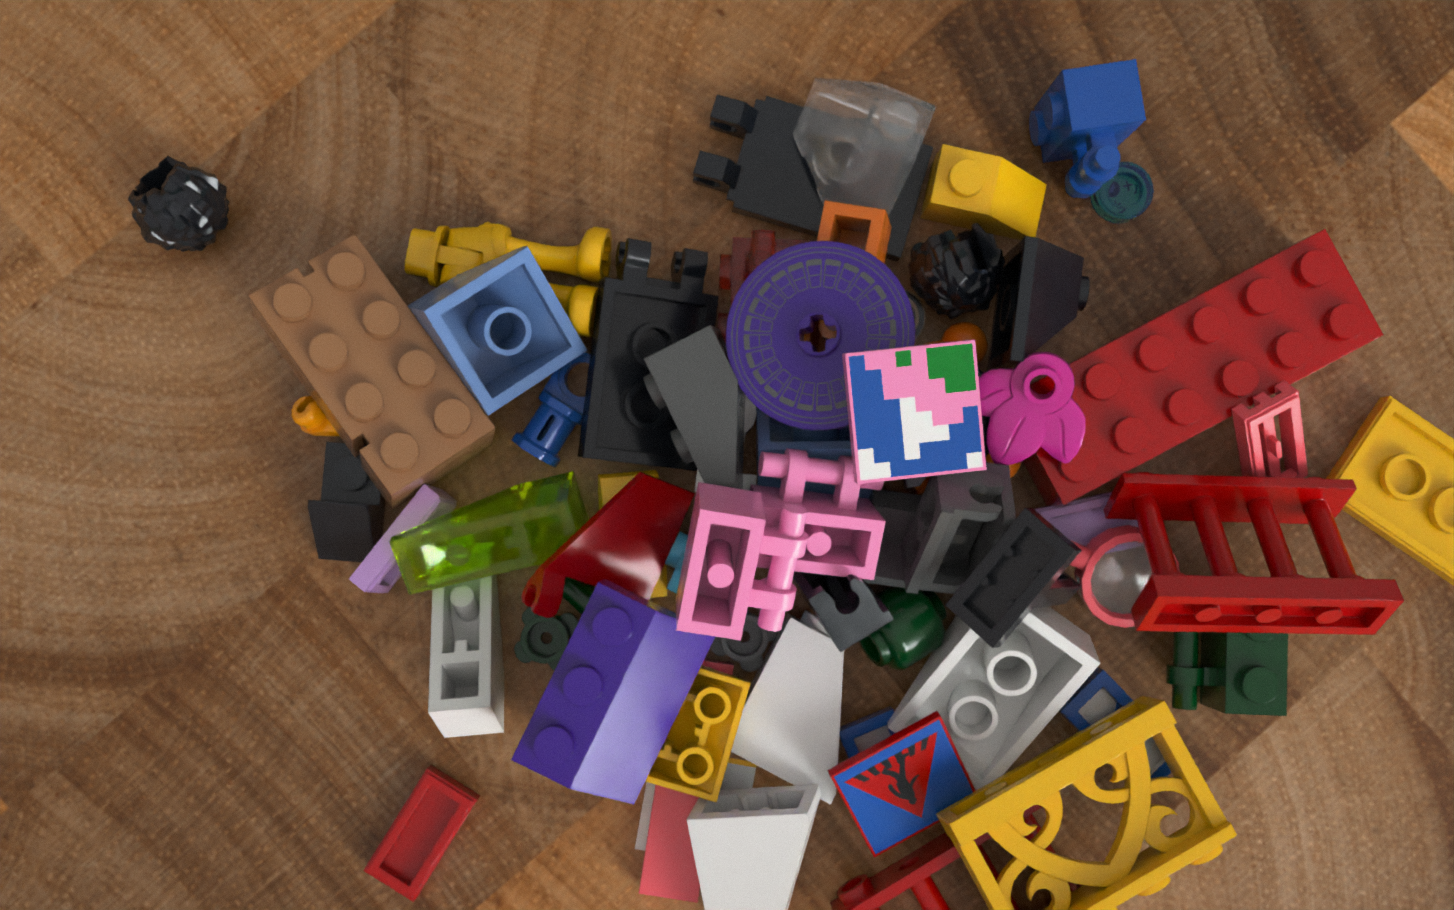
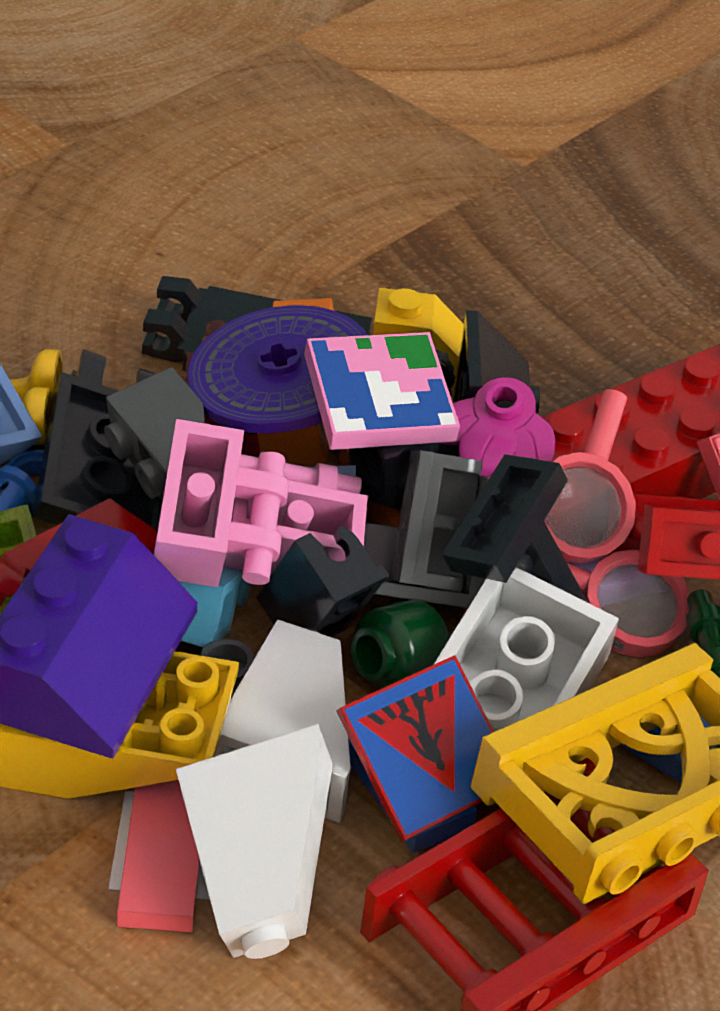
camera: 10 degrees left, 45 degrees down
(861, 140) = (308, 271): clear slope -> none
(1086, 119) = (509, 274): blue brick -> none
(1100, 497) = (598, 501): none -> piece
(1124, 195) = (556, 351): tile -> none

